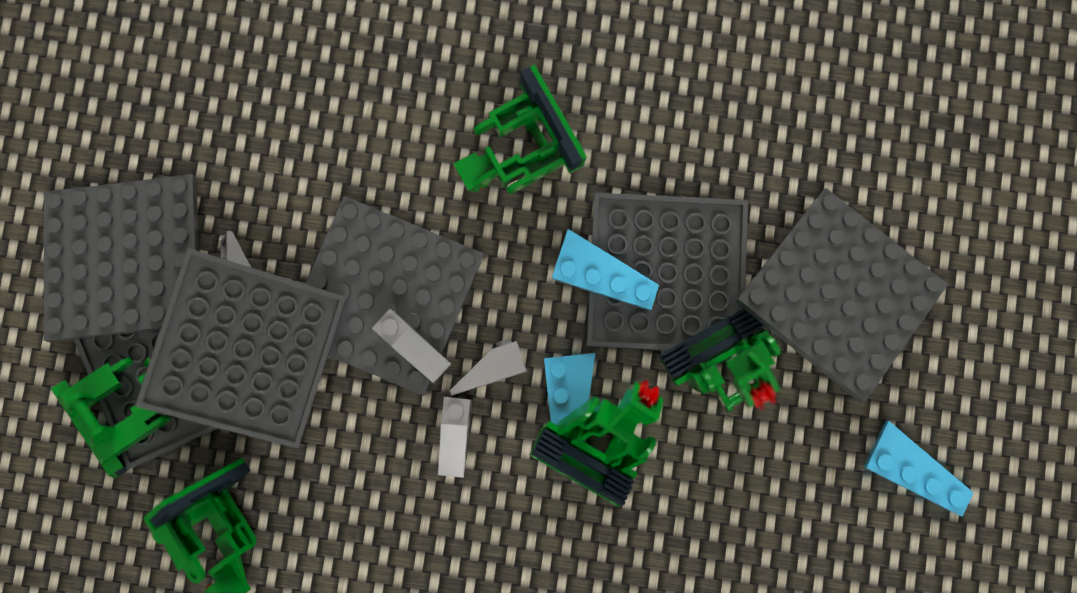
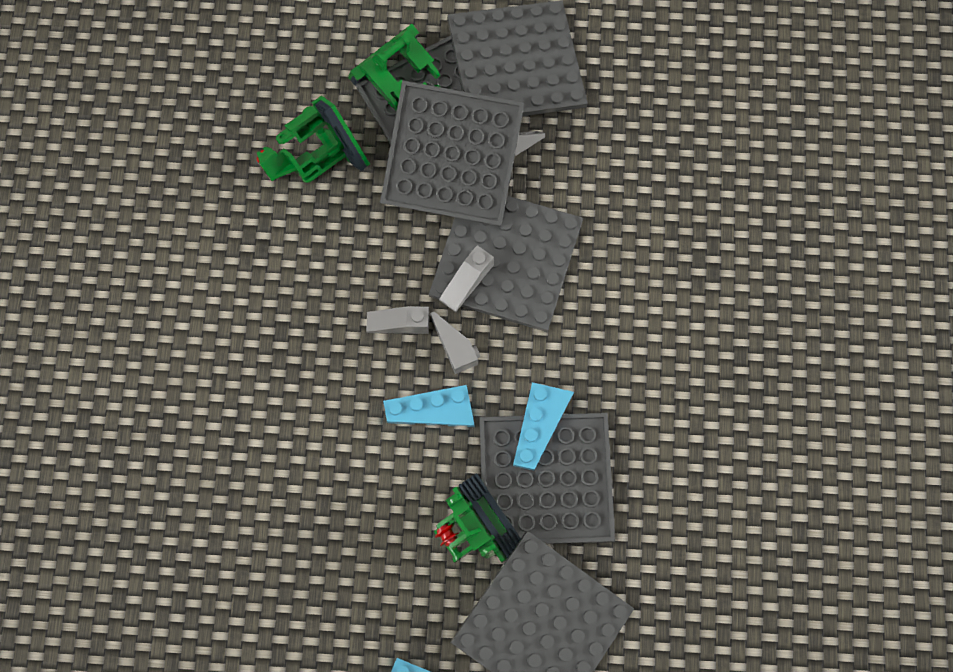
camera: 80 degrees right, 10 degrees down
(527, 110) = (668, 349): green container -> none
(608, 472) = (376, 436): green container -> none

